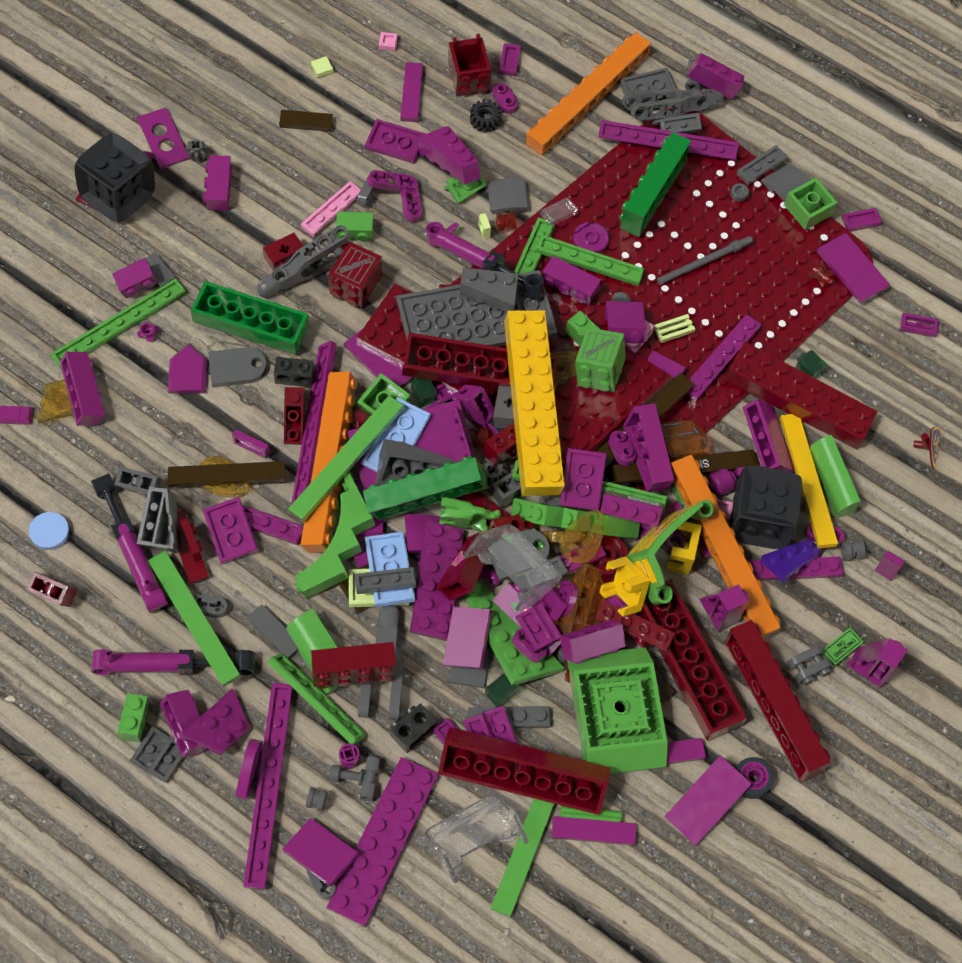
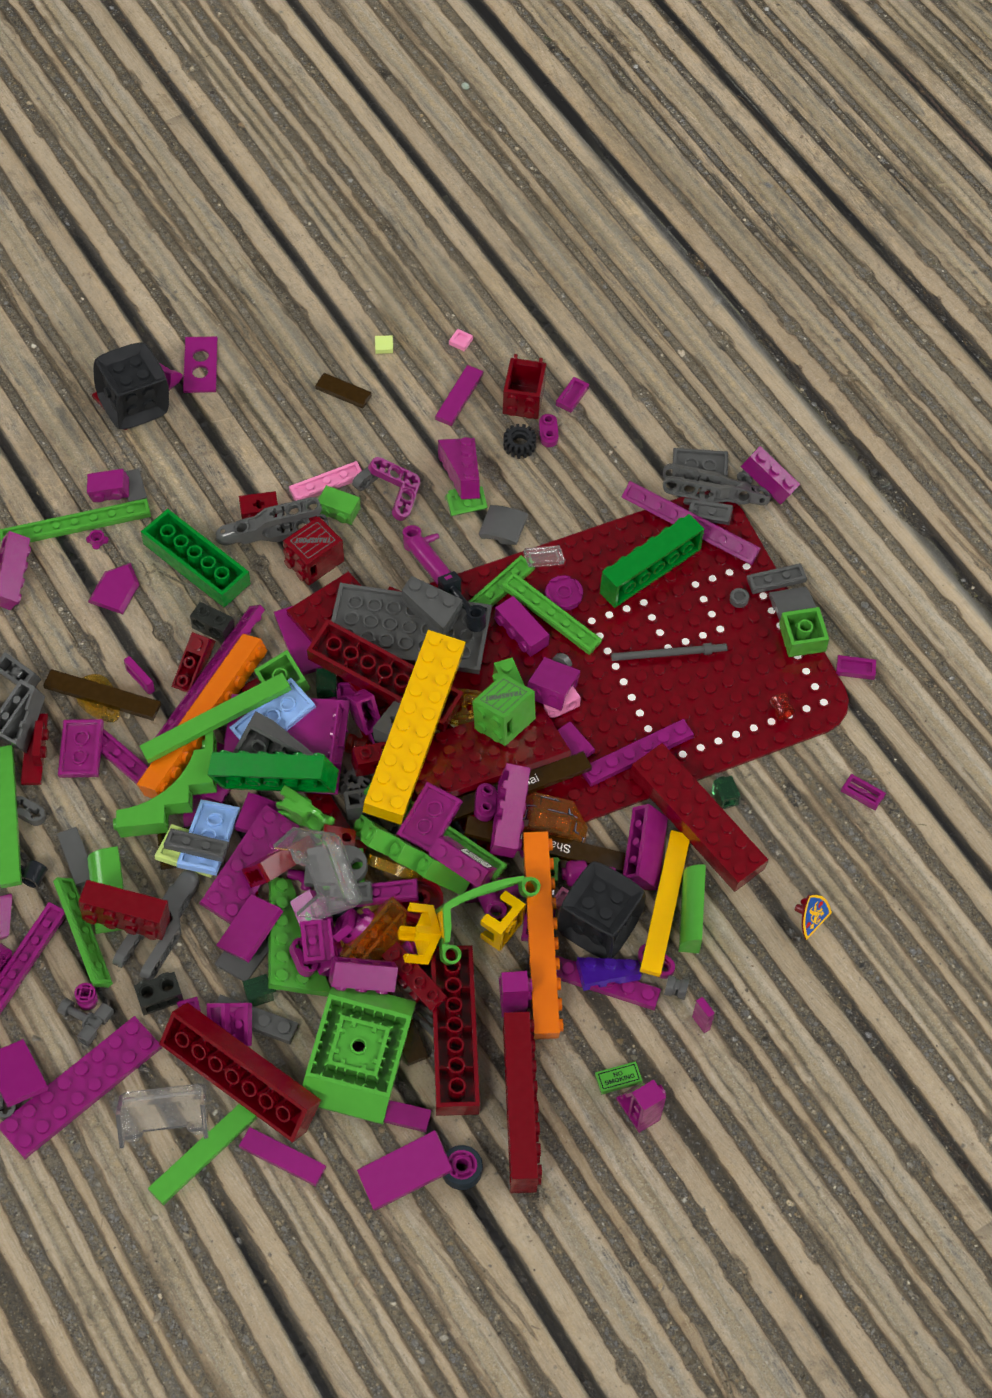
camera: 25 degrees right, 5 degrees down
(196, 150) = (224, 385): dark grey gear -> none
(218, 183) = (229, 422): magenta brick -> none
(235, 366) = (162, 599): dark grey tile -> none
(316, 798) = (37, 1023): dark grey wheel -> none
(393, 141) = (417, 436): magenta tile -> none
(484, 226) = (464, 547): yellowish green tile -> none
(506, 221) = (488, 549): clear red wheel -> none
(587, 93) = (633, 451): orange brick -> none
(590, 546) = (403, 882): clear yellow piece -> none
(605, 815) = (297, 1145): bright green axle -> none
(673, 325) = (604, 704): yellowish green tile -> none
(807, 675) = (567, 1090): dark grey brick -> none
(853, 268) = (819, 711): magenta tile -> none

